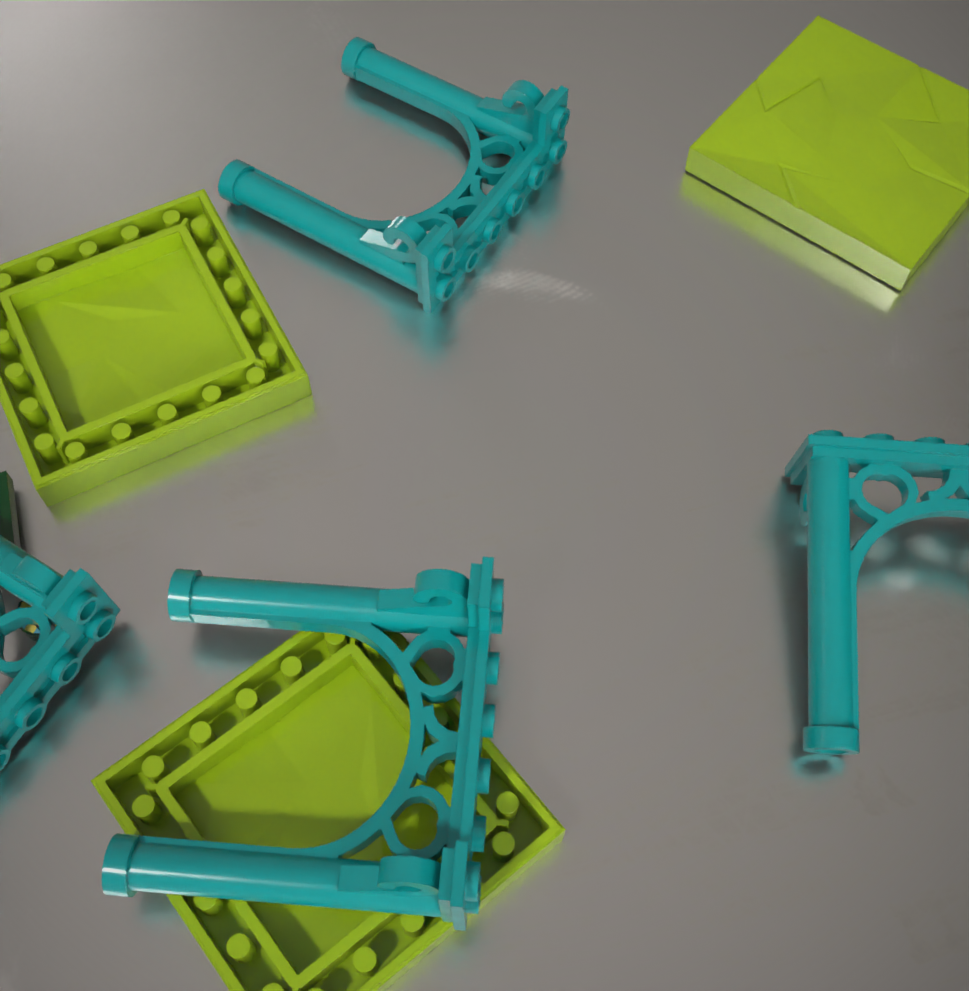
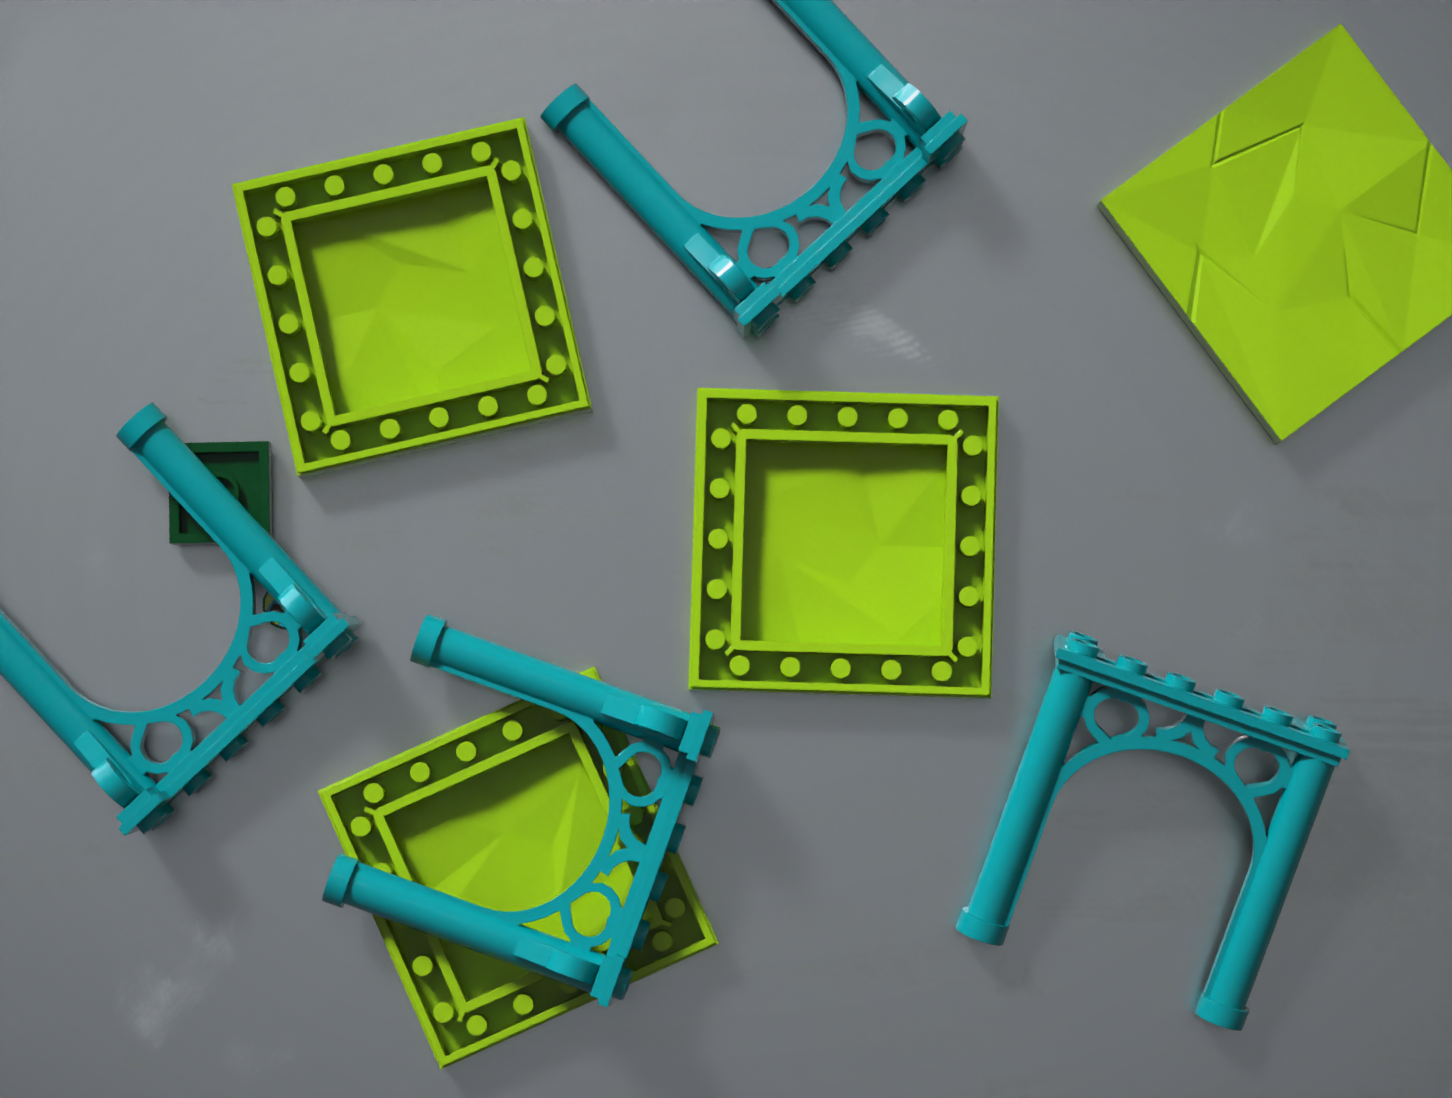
camera: 15 degrees right, 25 degrees up
(571, 442) = (844, 543): none -> lime tile

